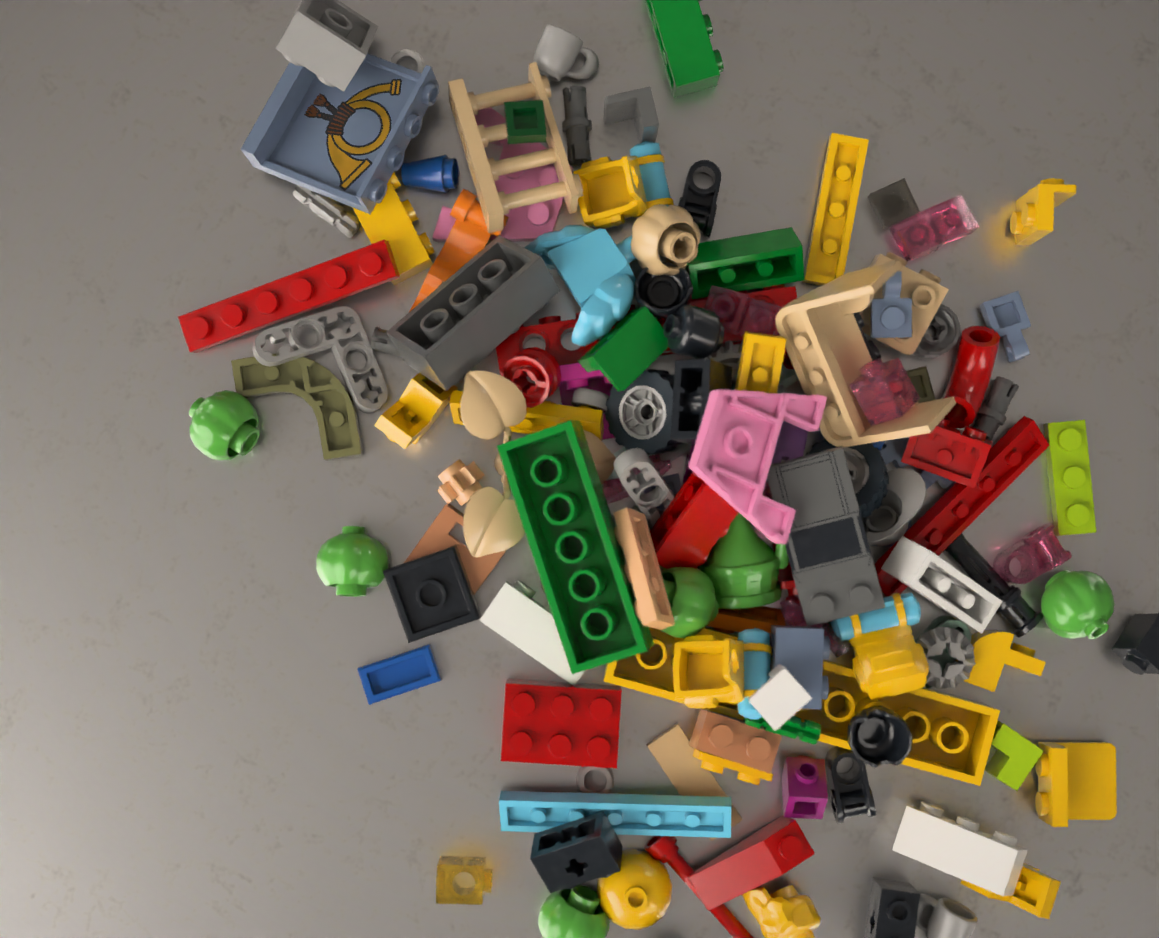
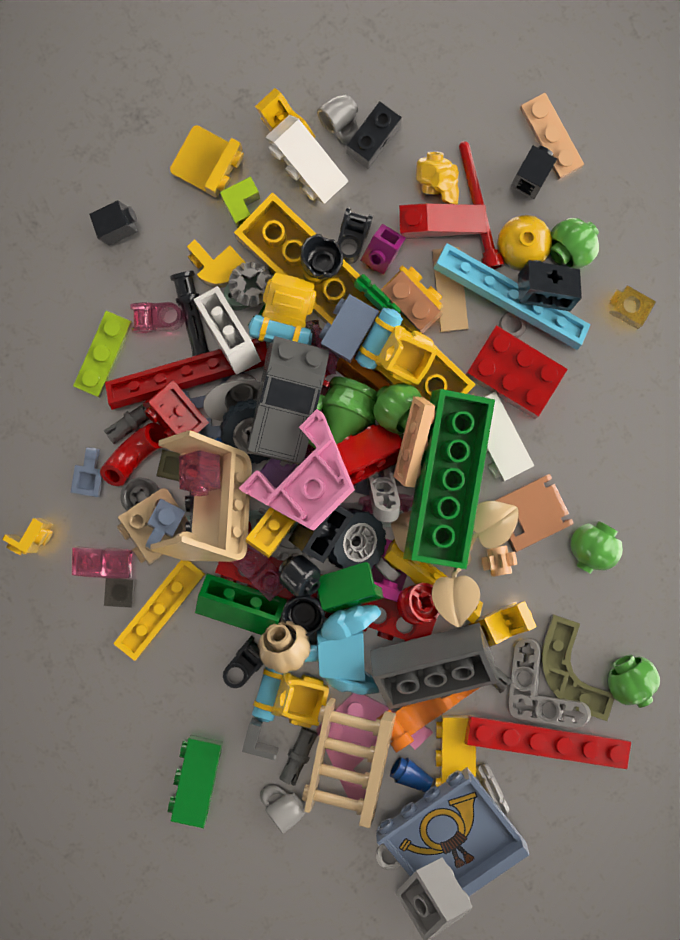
camera: 150 degrees left, 0 degrees up
(399, 674) = (603, 459): blue tile -> none
(432, 594) = (555, 498): black tile -> none
(525, 122) = (334, 773): dark green plate -> none
(779, 697) = (373, 315): white panel -> none
(1077, 604) = (145, 271): bright green plant -> none

